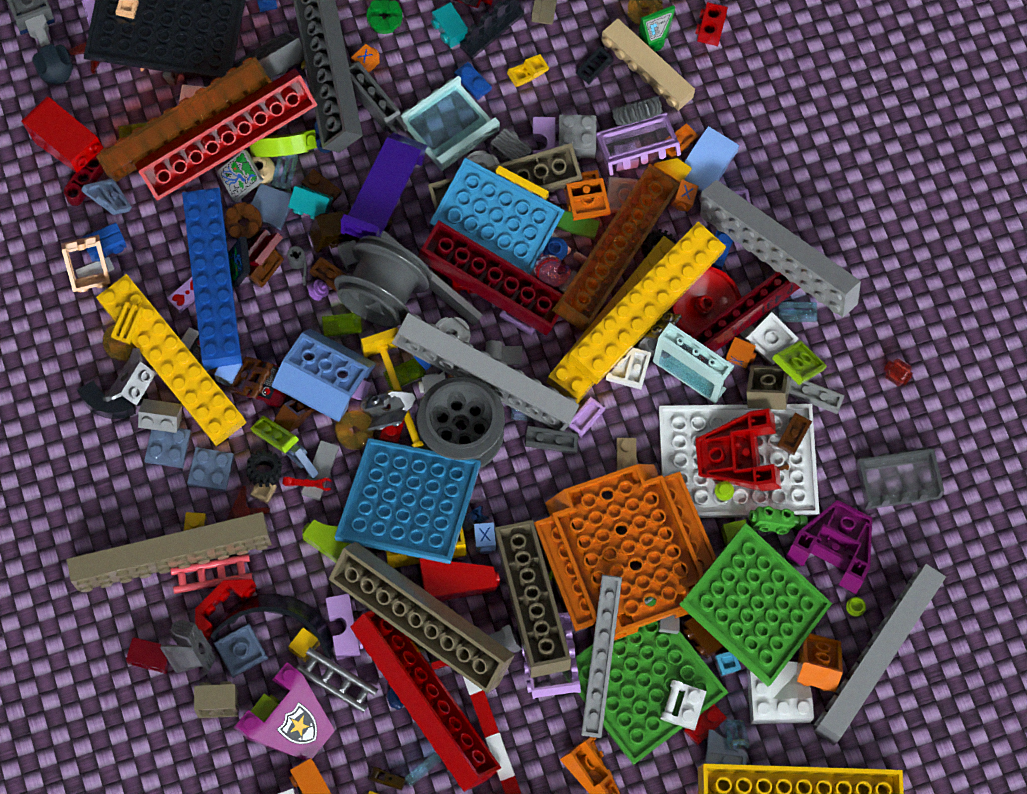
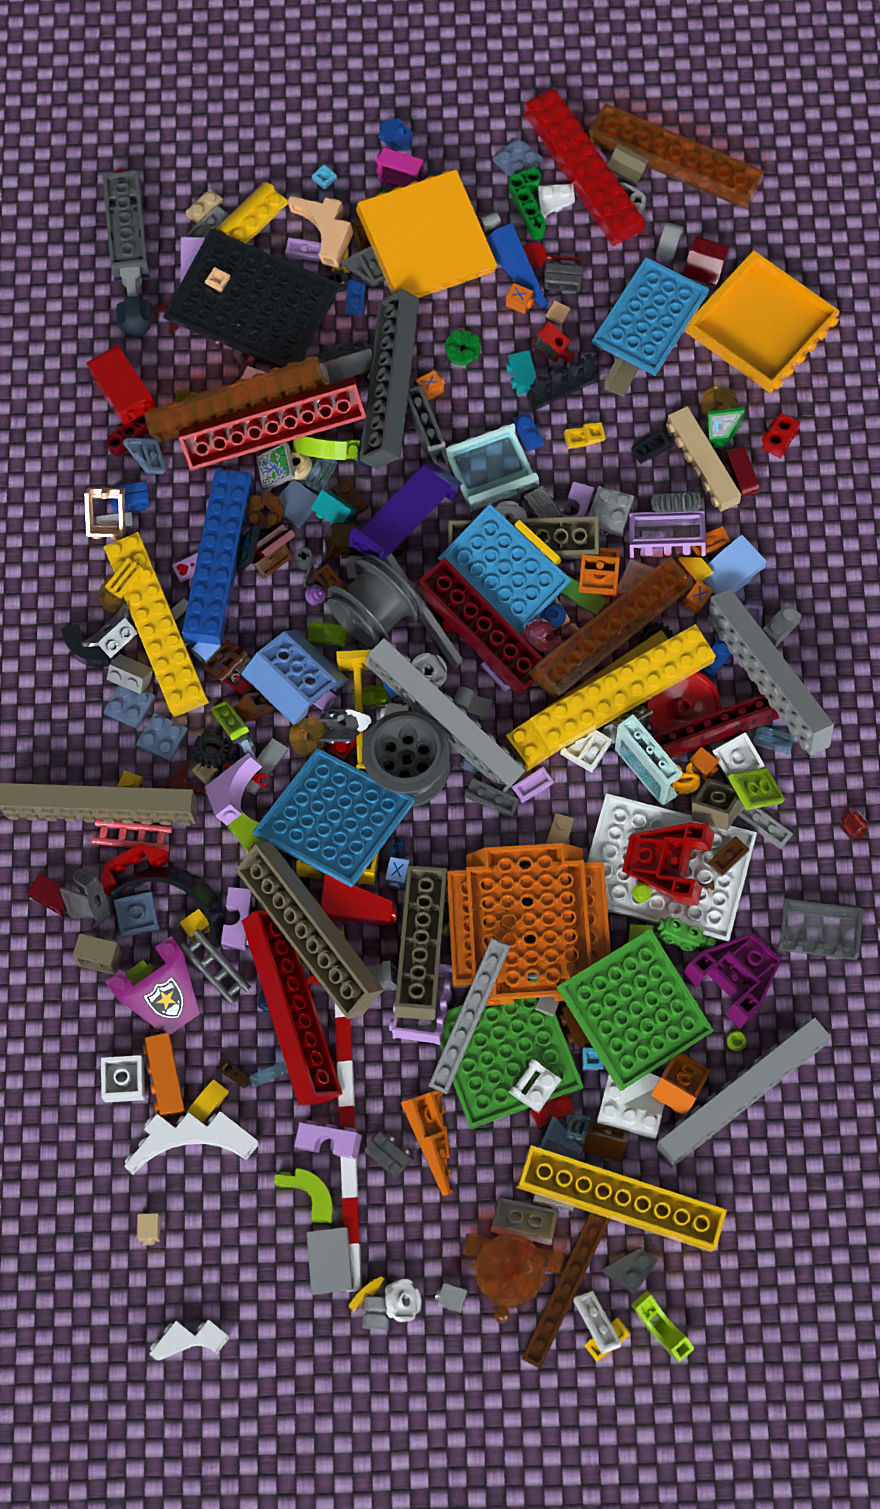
camera: 25 degrees right, 0 degrees up
(294, 501) = (227, 789): none -> lavender arch
(687, 65) = (742, 471): none -> dark red beam
(735, 375) = (687, 782): none -> light orange piece
(766, 738) = (605, 1141): none -> reddish brown panel
(772, 199) = (782, 624): none -> light grey brick

